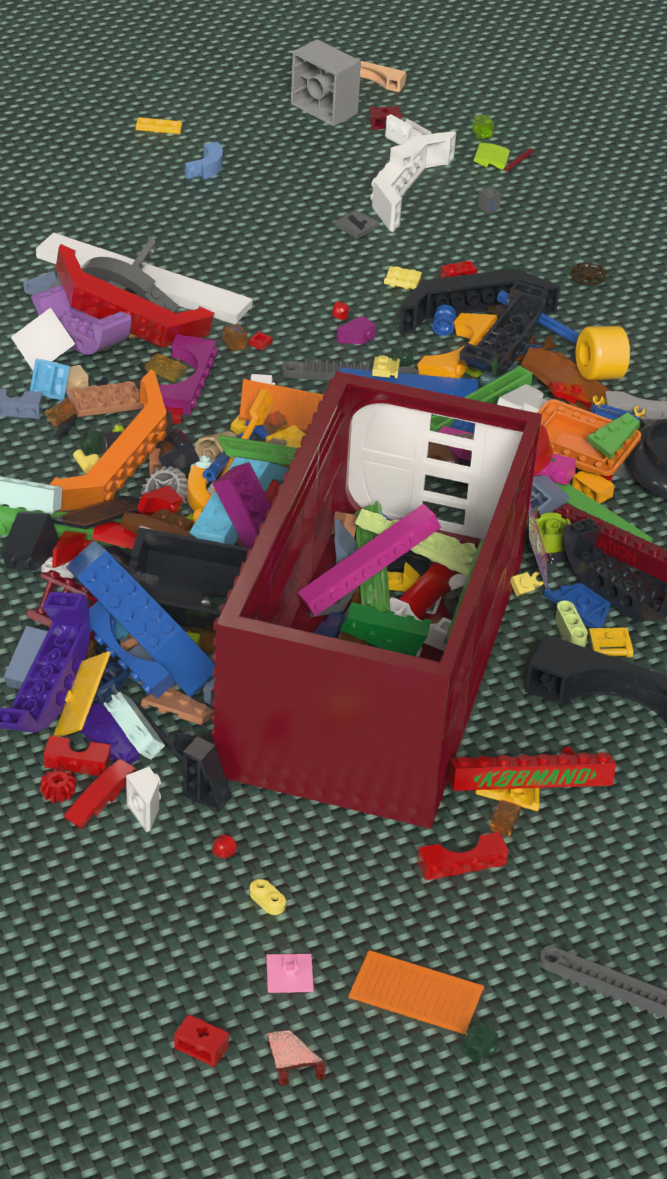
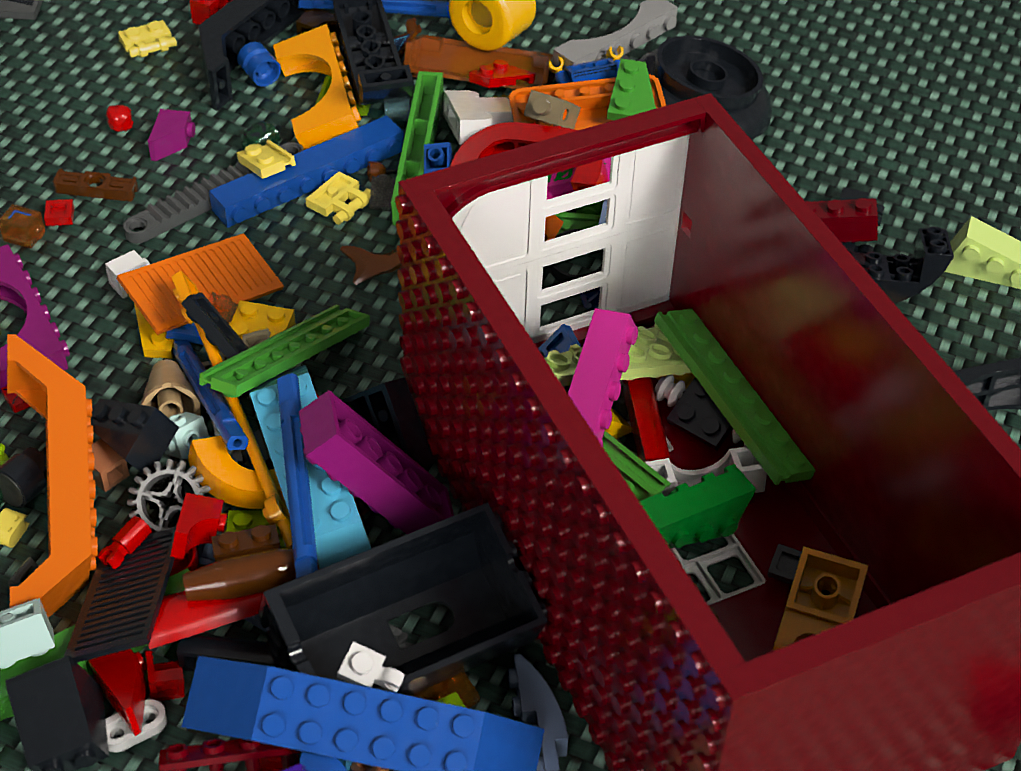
camera: 40 degrees left, 5 degrees up
(127, 494) = (125, 542): none -> red bar
(155, 585) = (365, 668): none -> white plate
(207, 505) = (297, 477): none -> blue piece
(255, 420) = (215, 326): none -> black hinge
(299, 343) = (110, 188): none -> reddish brown piece
(550, 411) = (551, 110): none -> dark tan torso

